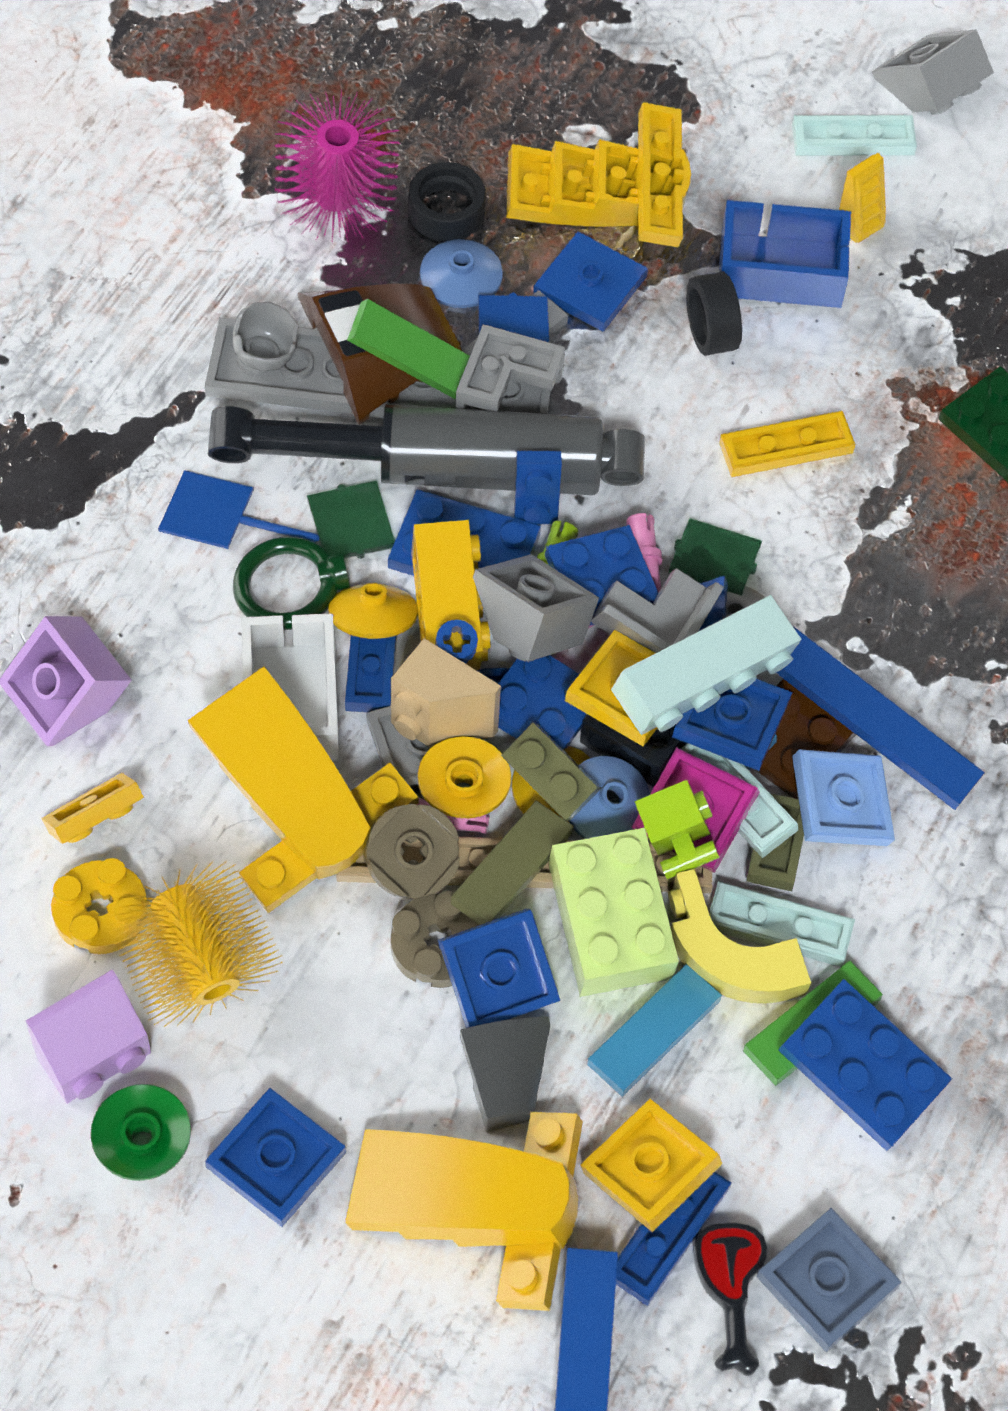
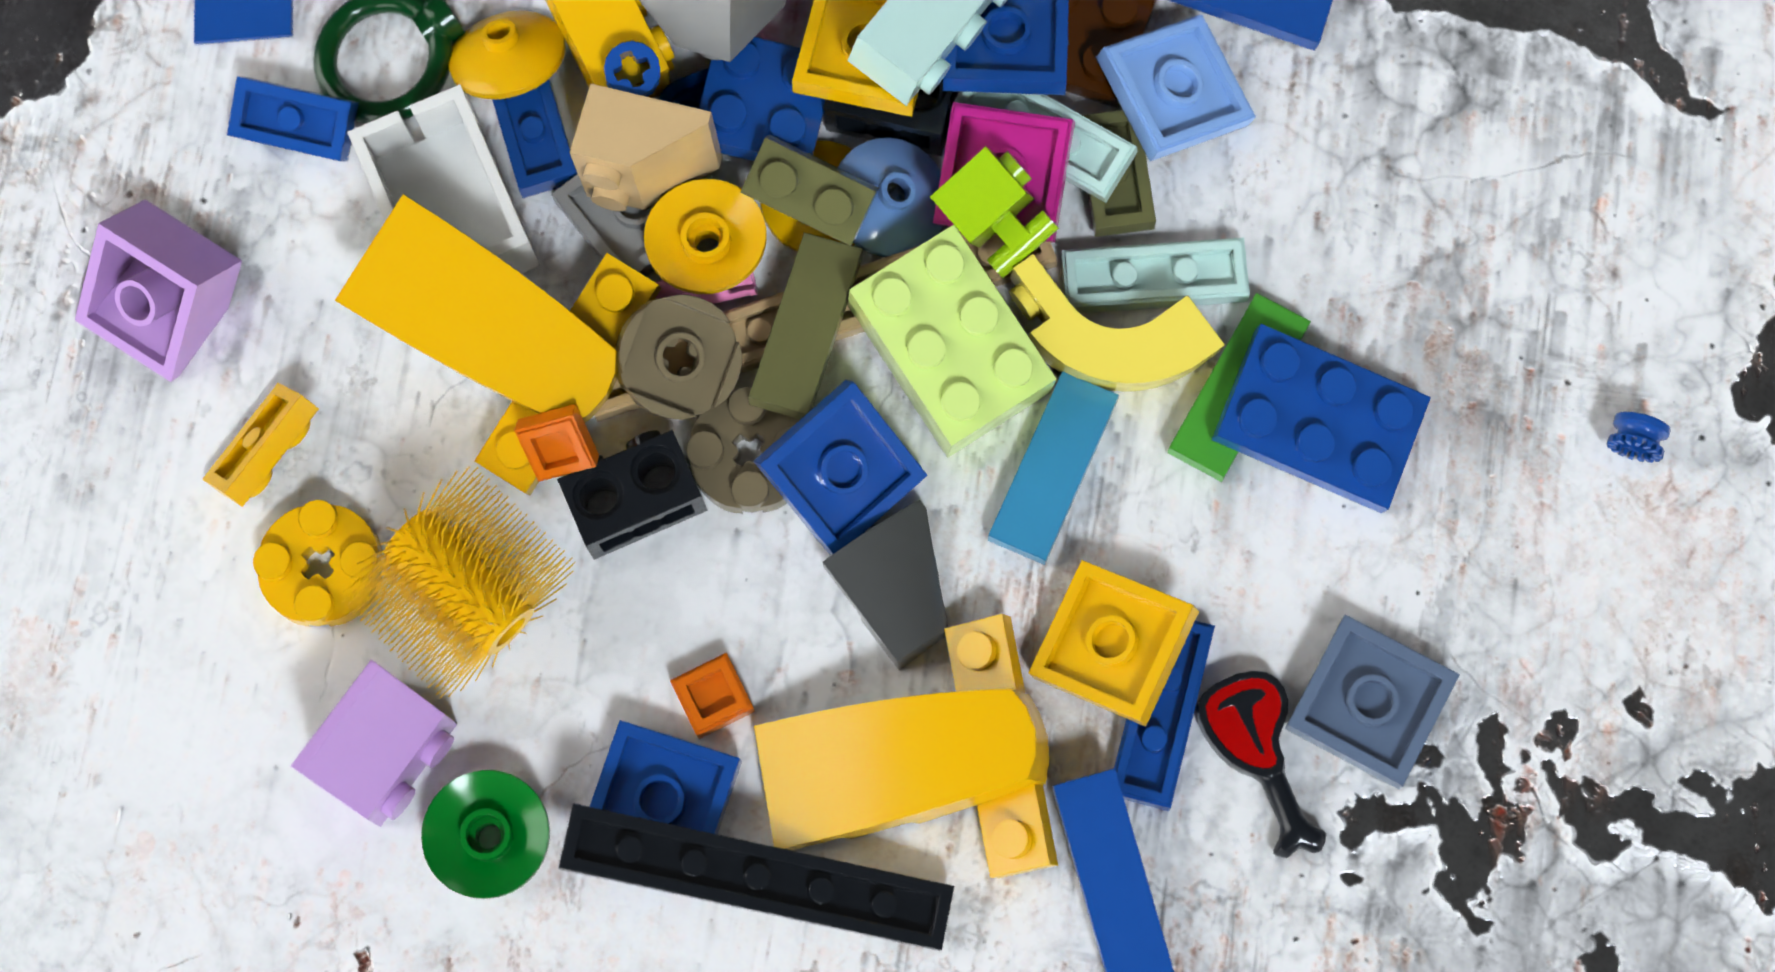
camera: 10 degrees left, 15 degrees up
(205, 600) = (292, 118): none -> blue plate
(302, 876) = (557, 442): none -> orange tile
(325, 1232) = (756, 877): none -> black plate
(342, 948) = (638, 508): none -> black brick
(343, 1099) = (712, 696): none -> orange tile

